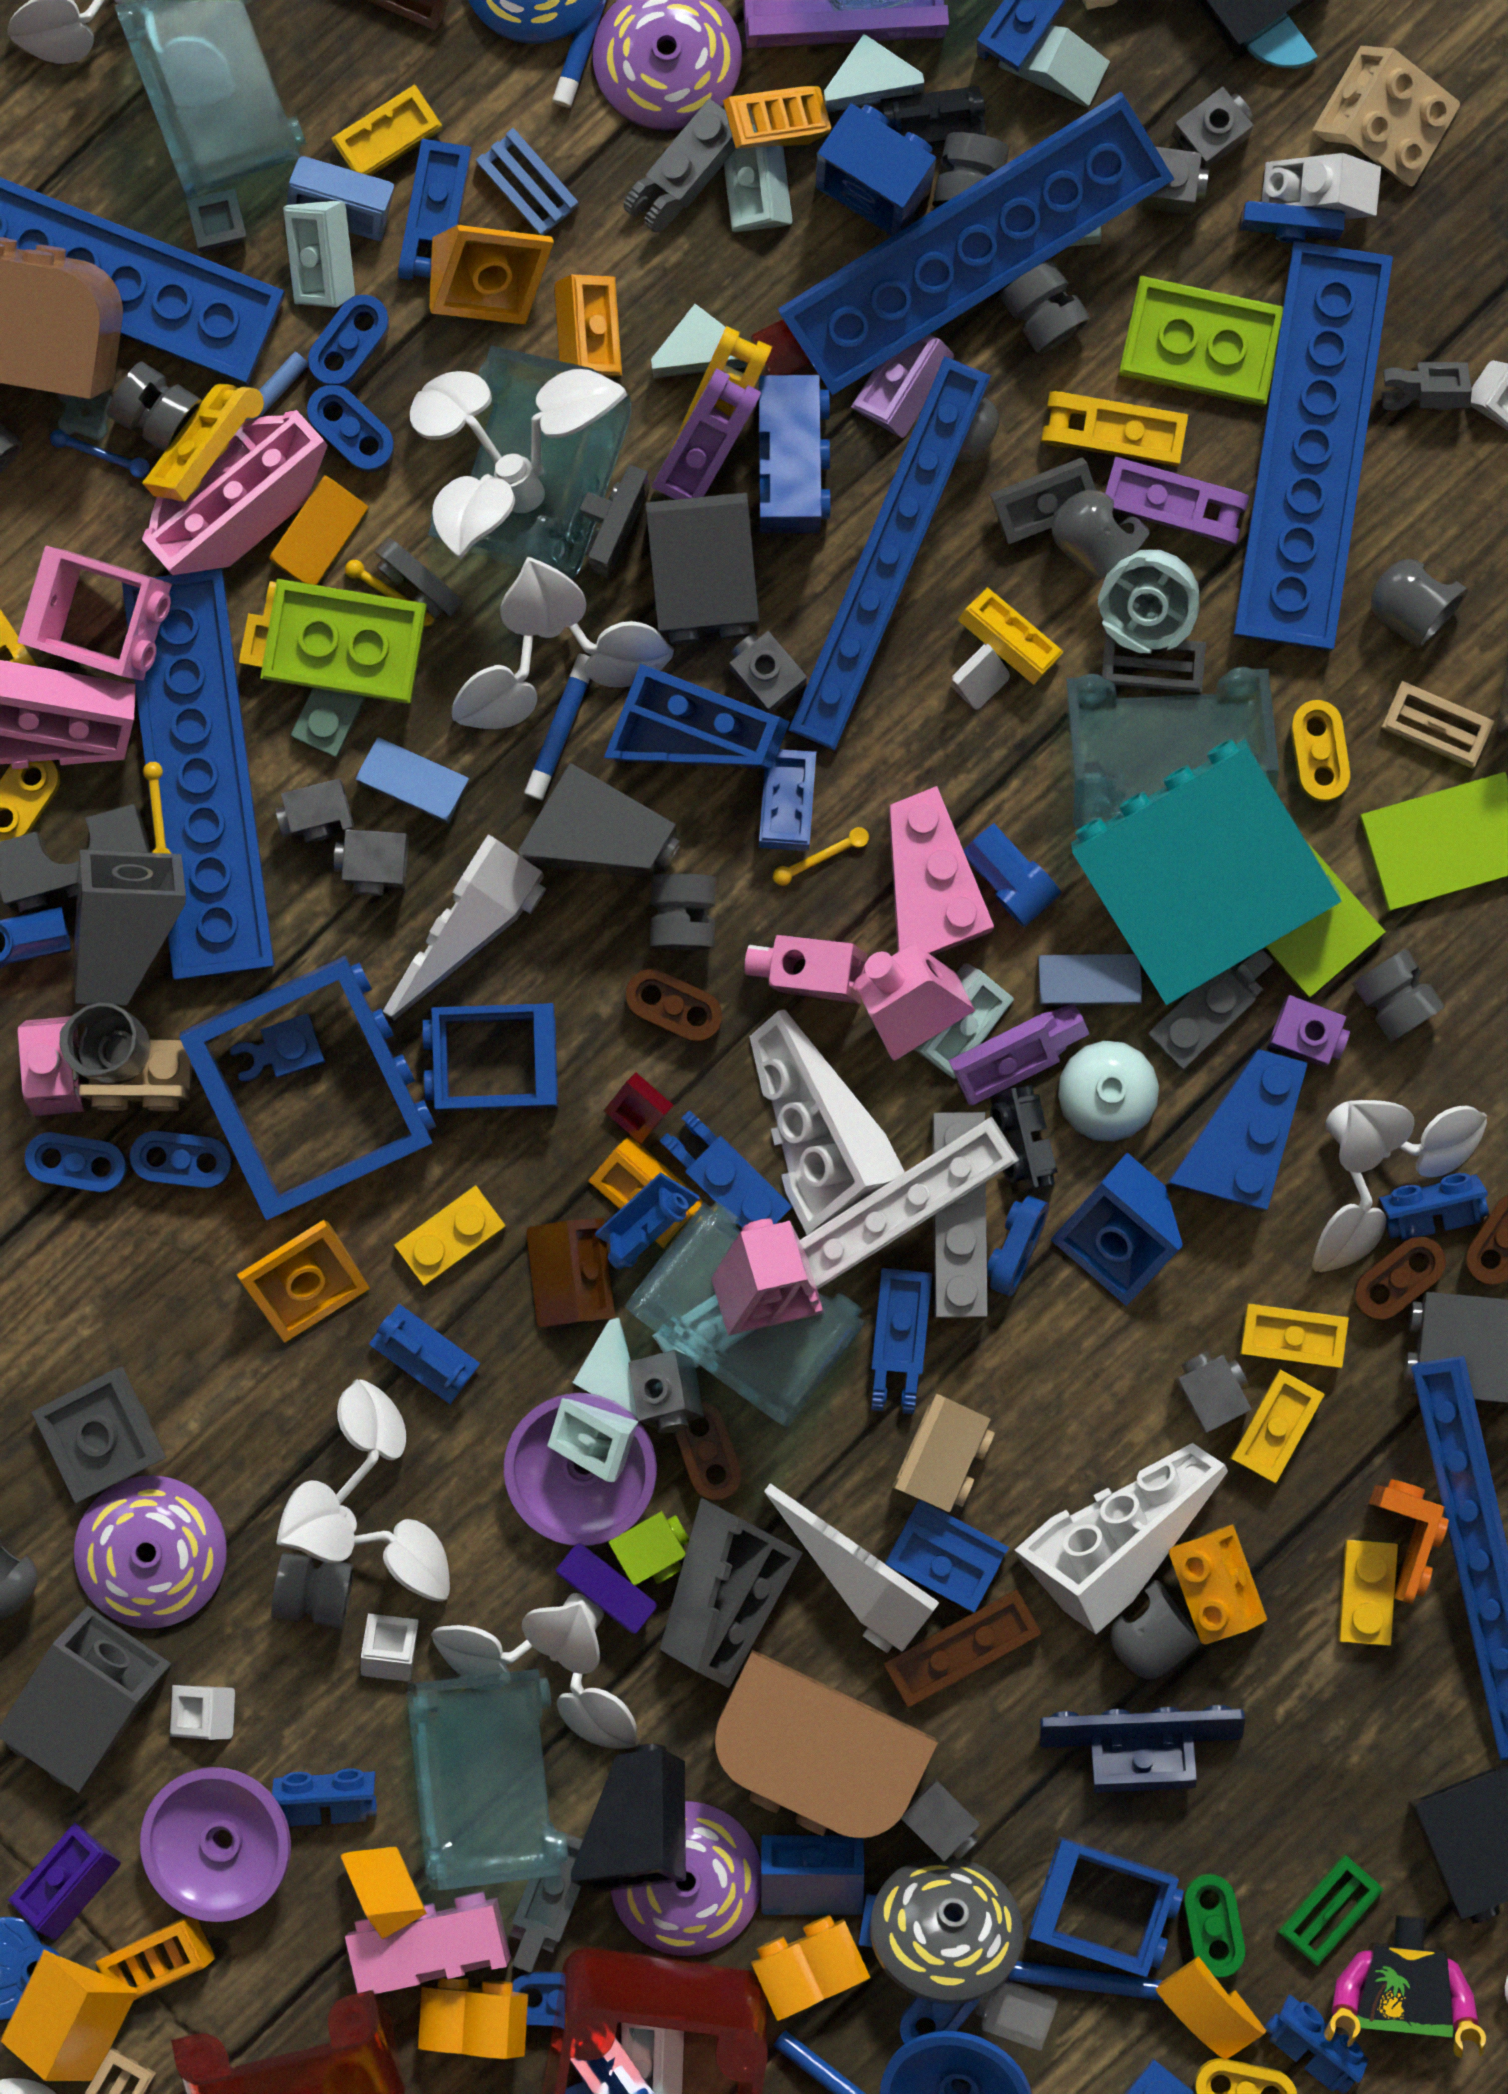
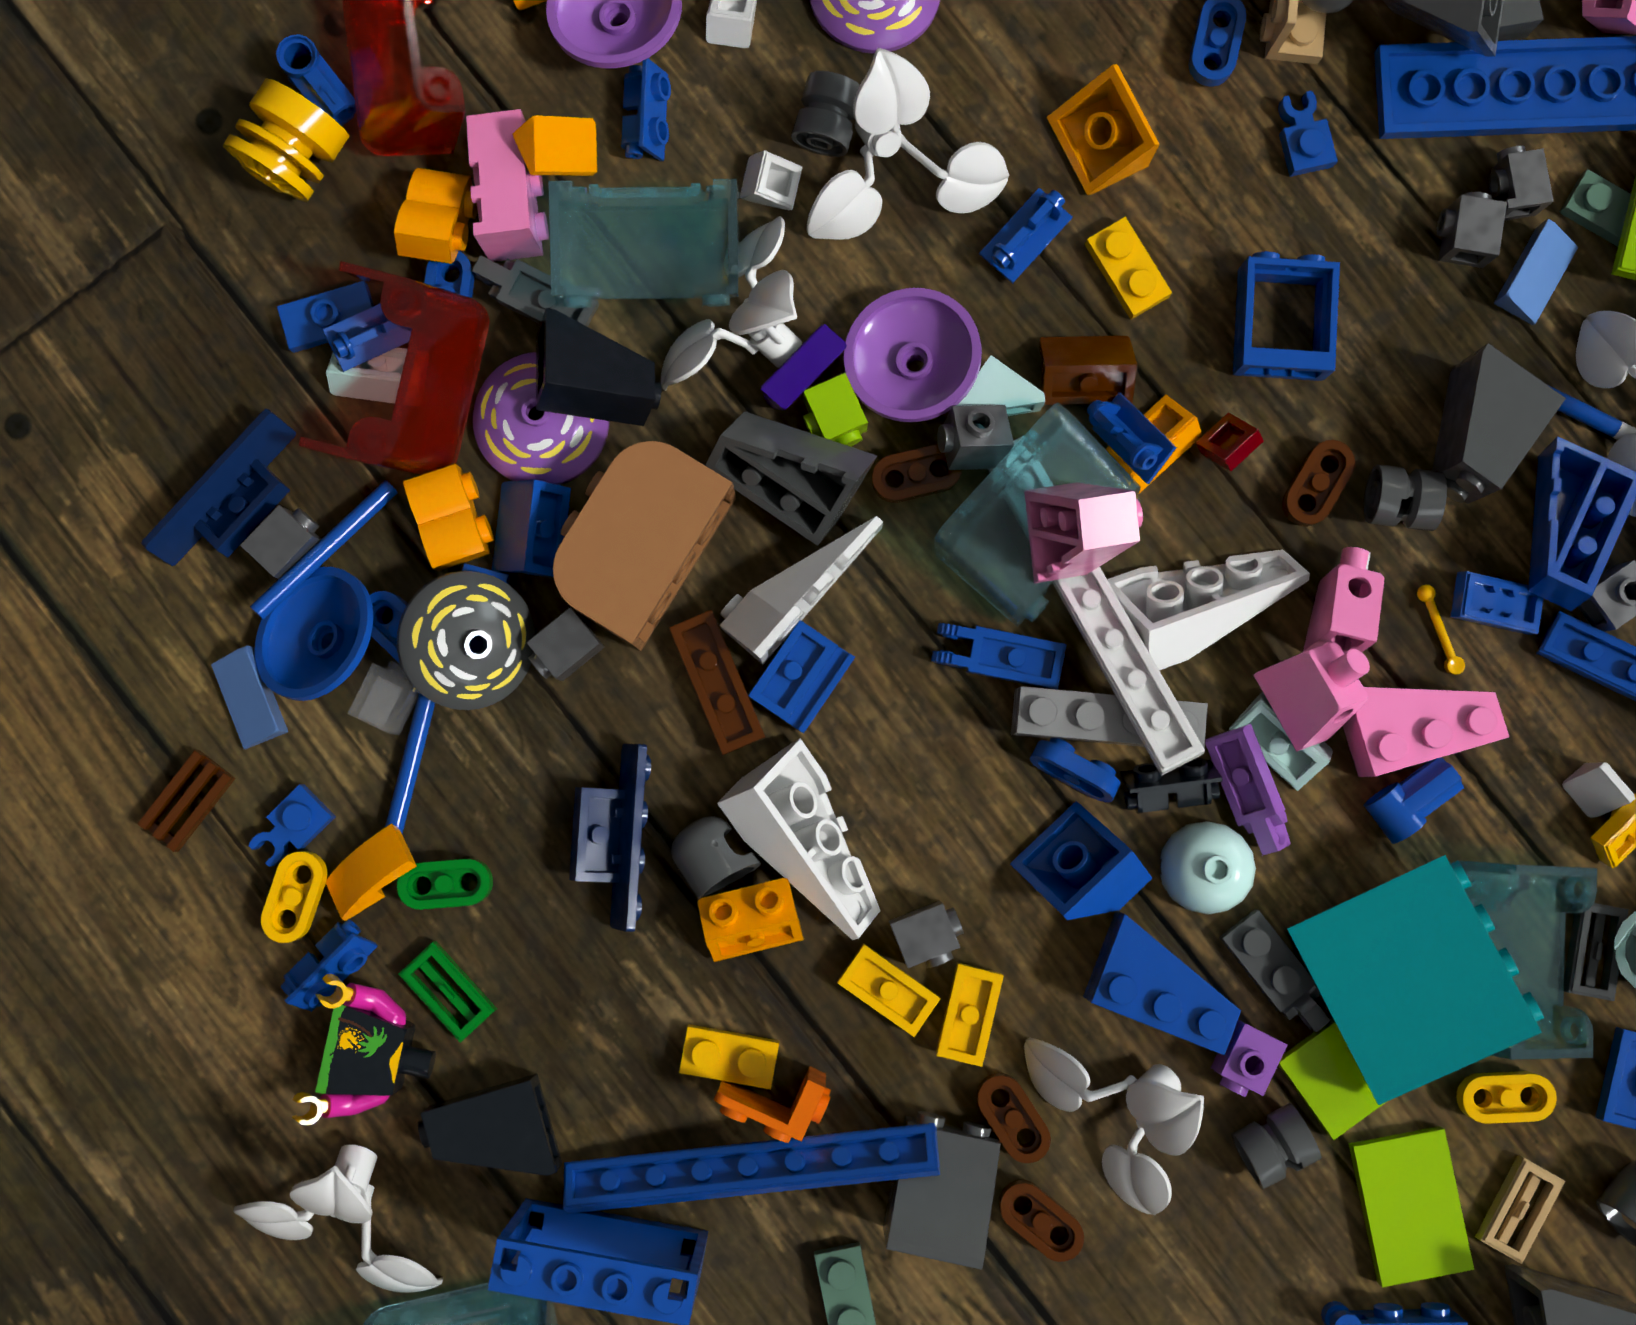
camera: 95 degrees right, 0 degrees up
(153, 771) = (1566, 42): yellow hinge -> none
(230, 1118) = (1249, 81): blue window -> none
(487, 902) = (1426, 321): white wedge -> none
(593, 1438) = (939, 364): light aqua slope -> none
(727, 1176) = (1166, 512): blue hinge -> none
(943, 1453) = (895, 681): tan slope -> none
(1089, 980) = (1308, 861): sand blue slope -> none
(1151, 1946) = (433, 825): blue window -> none
(1412, 1207) = (1079, 1177): blue hinge -> none

